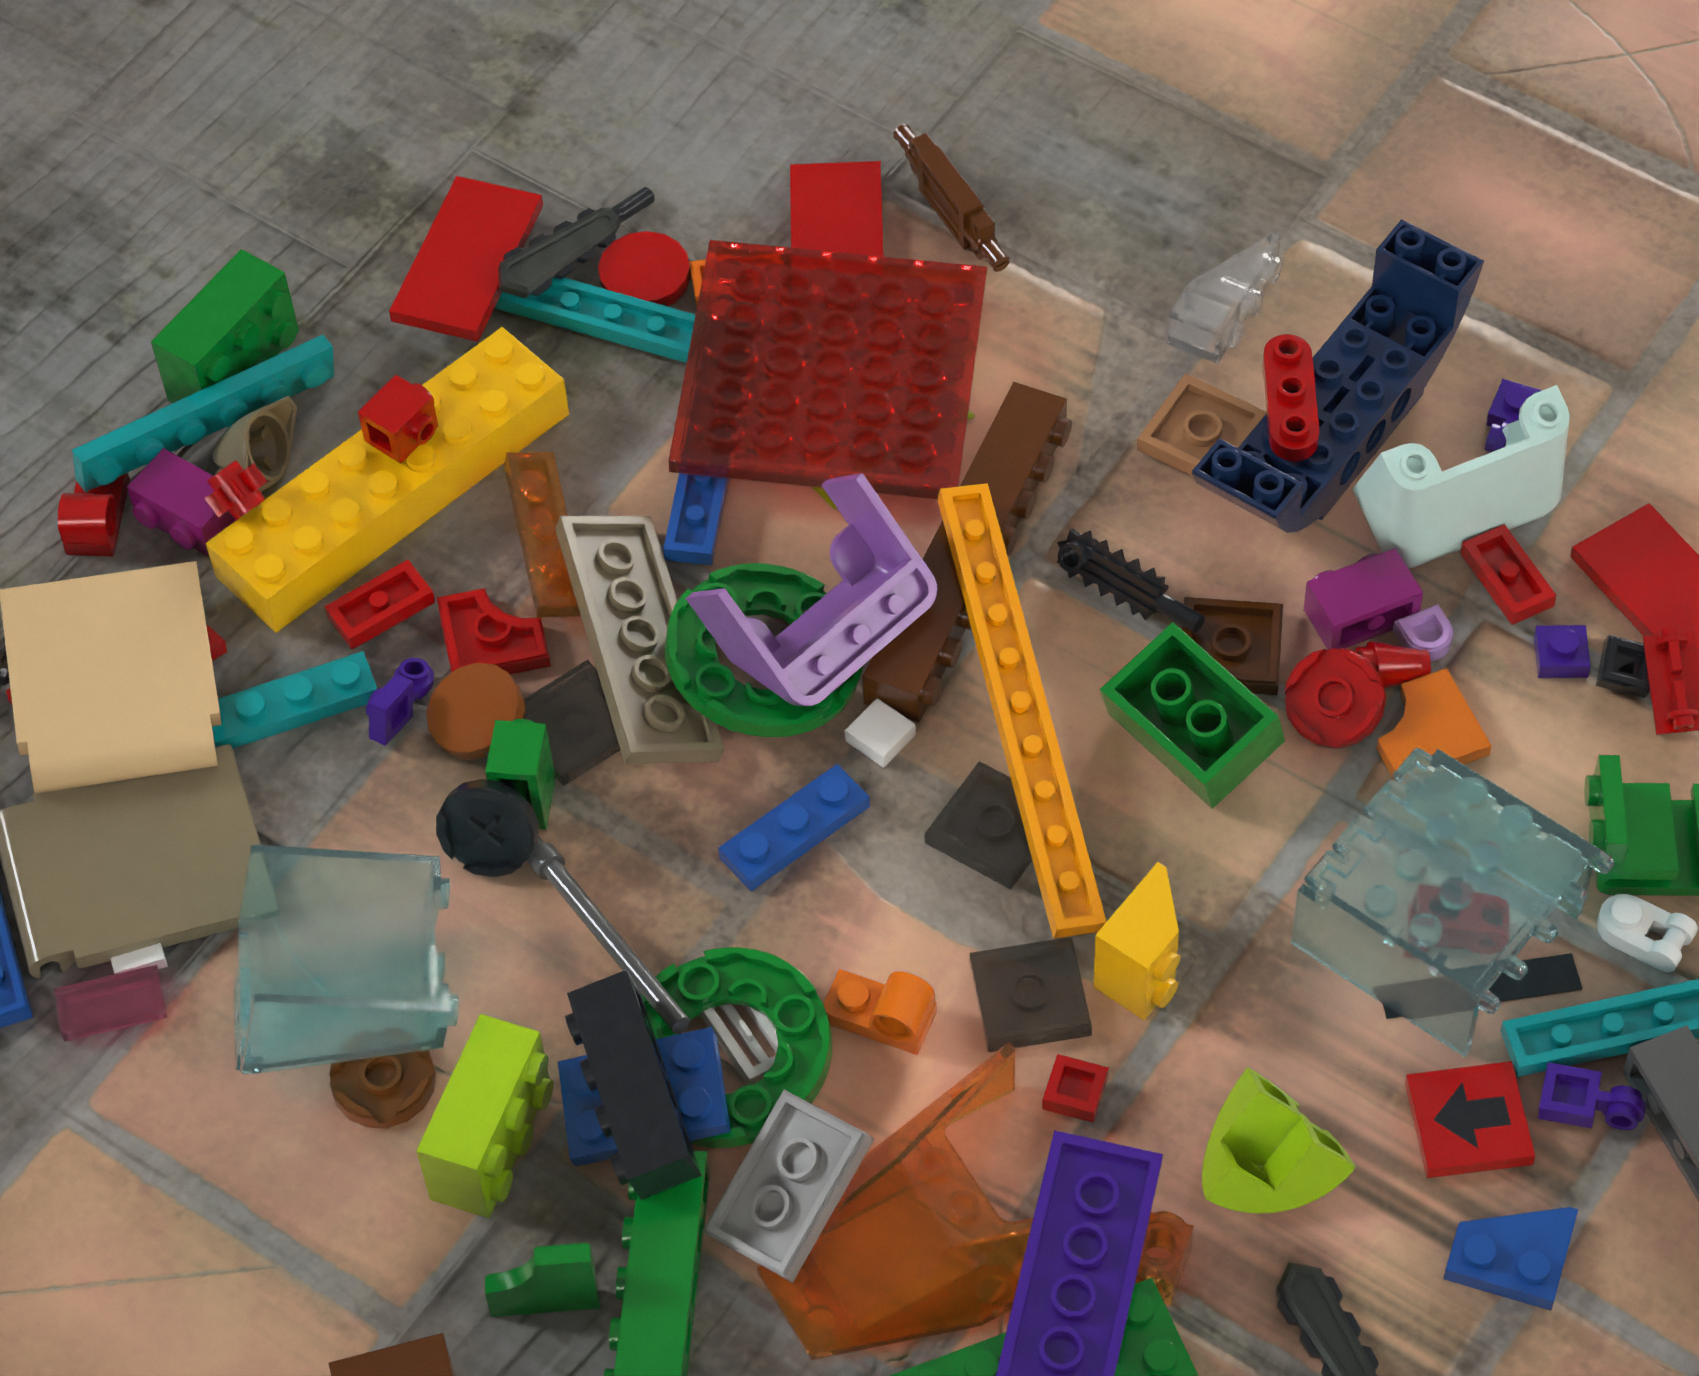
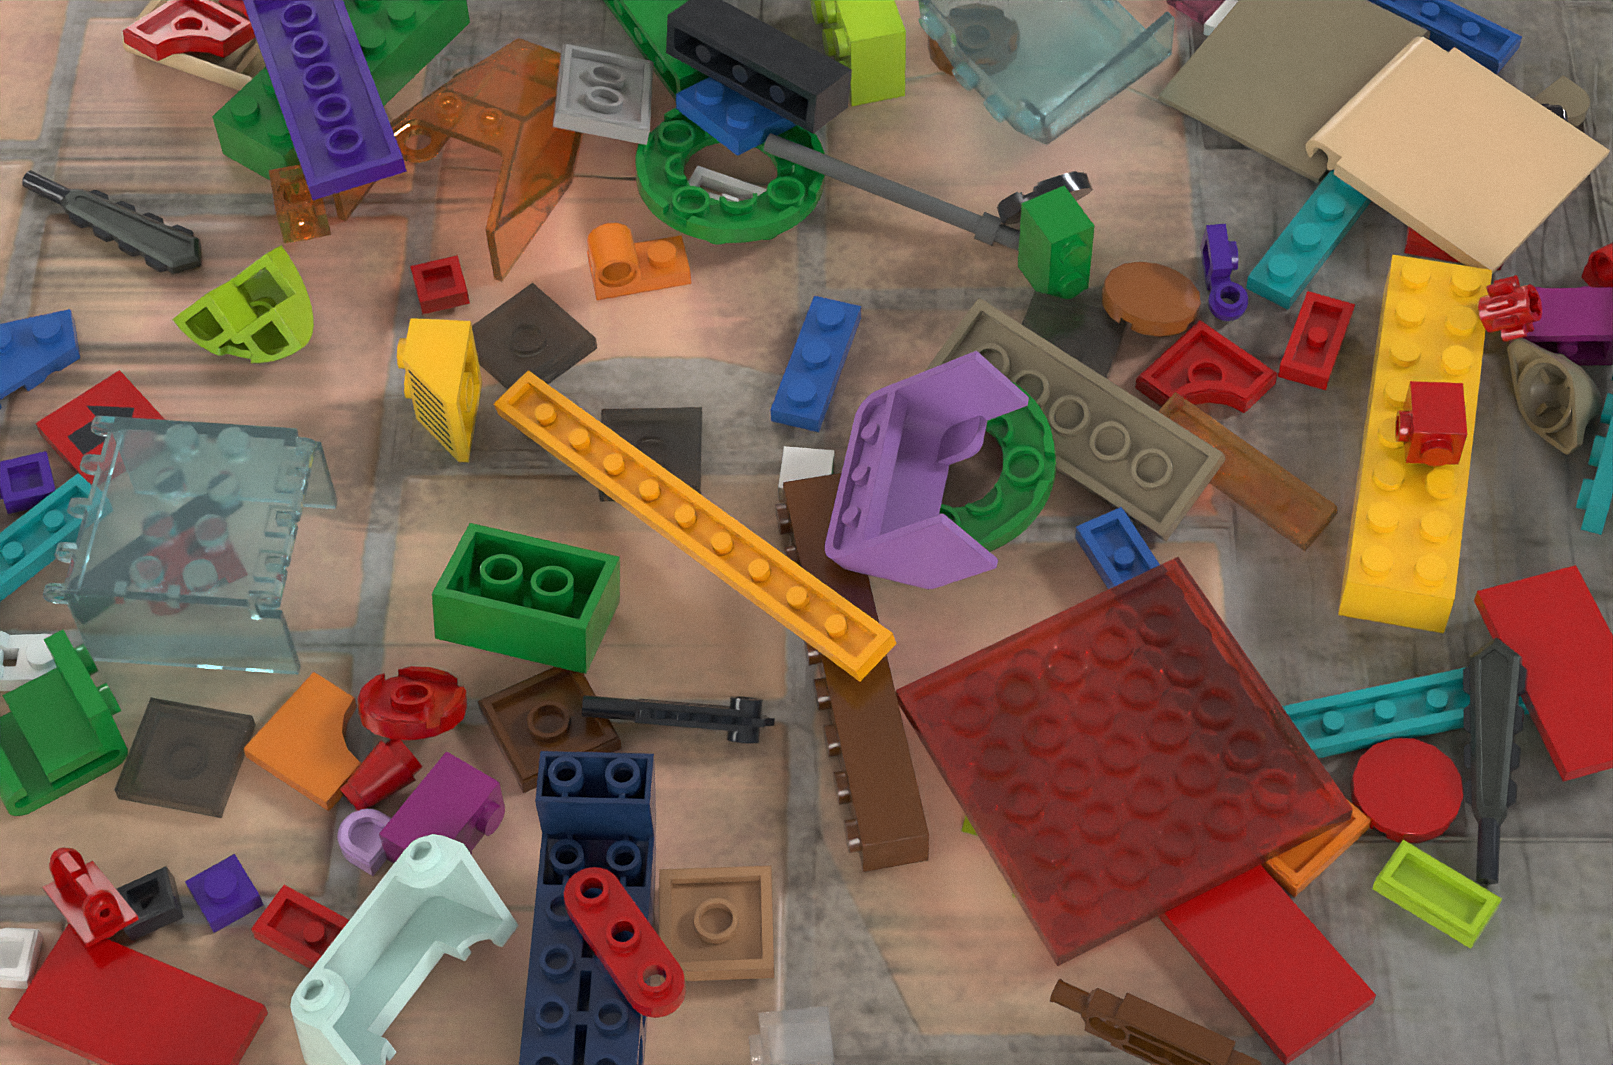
camera: 145 degrees right, 0 degrees up
(688, 206) = (1437, 894): none -> lime tile
(1541, 766) = (185, 757): none -> clear smoke tile

